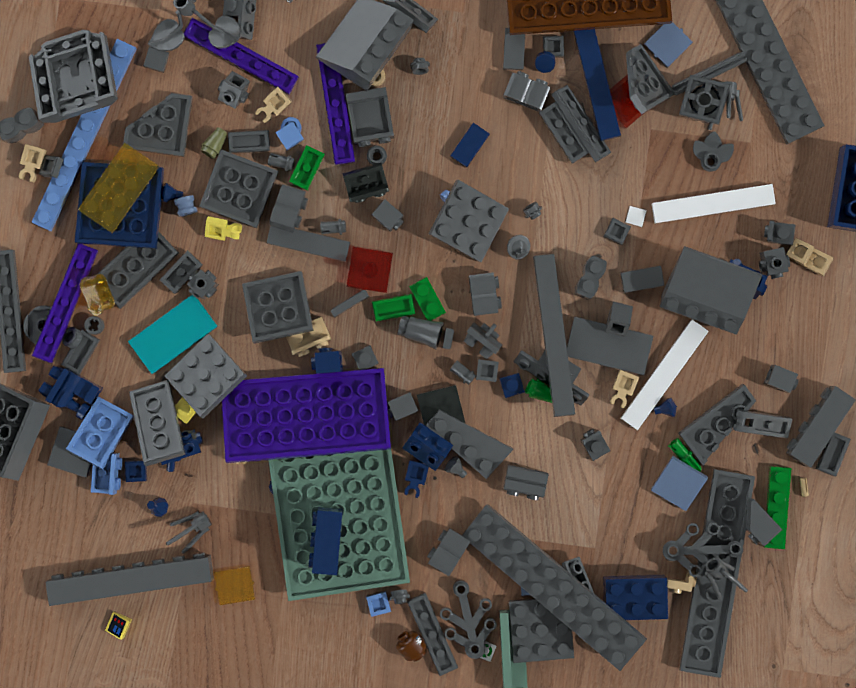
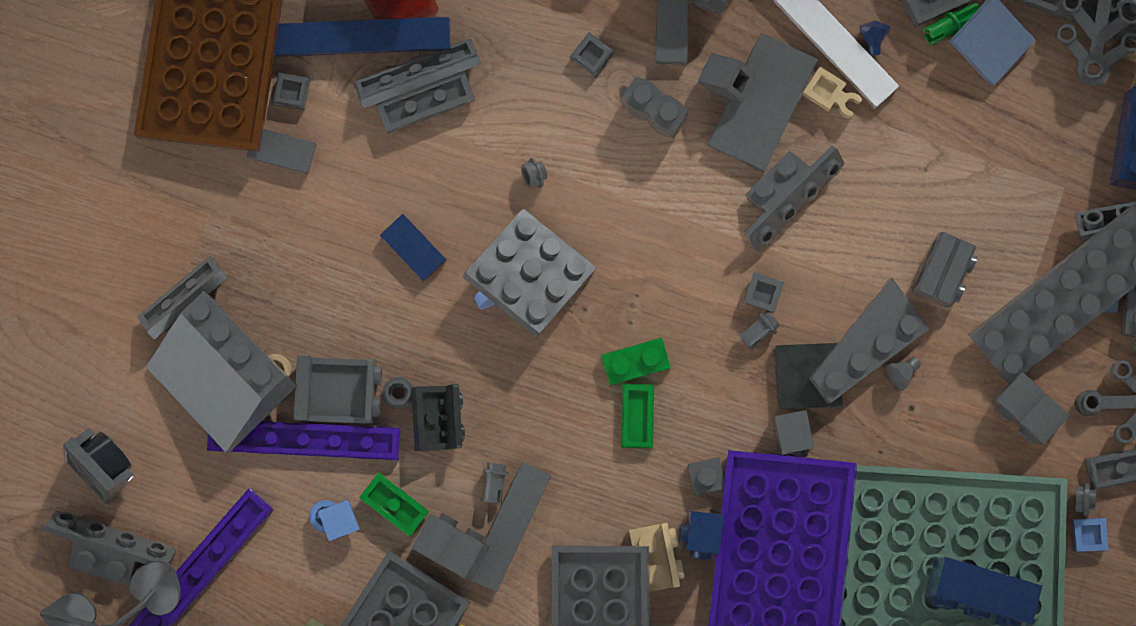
camera: 75 degrees left, 5 degrees down
(233, 90) = (248, 592): dark grey brick -> none
(249, 141) = (333, 586): dark grey tile -> none
(275, 102) = (282, 531): tan plate -> none
(281, 161) = (375, 542): dark grey pin -> none
(349, 303) = (617, 481): dark grey tile -> none
(369, 269) = (571, 440): clear red tile -> none
(388, 216) = (495, 393): dark grey brick -> none
(416, 475) = (902, 435): dark blue plate -> none
(419, 66) = (276, 298): dark grey plate -> none
(421, 330) = (682, 380): dark grey plant -> none
(427, 446) = (863, 407): dark blue brick -> none
(448, 338) = (703, 342): dark grey tile -> none
(483, 294) = (646, 273): dark grey brick -> none
(486, 336) = (711, 283): dark grey hips -> none
(511, 385) = (793, 260): dark blue plate -> none
(518, 247) = (584, 206): dark grey hat -> none
(527, 91) = (351, 143): dark grey brick -> none
(538, 390) = (810, 220): green cone -> none
(545, 62) = (312, 107): dark blue tile -> none
(554, 335) = (732, 179): dark grey tile -> none
(594, 444) = (907, 154): dark grey bracket -> none
(636, 216) = (574, 22): white sticker -> none

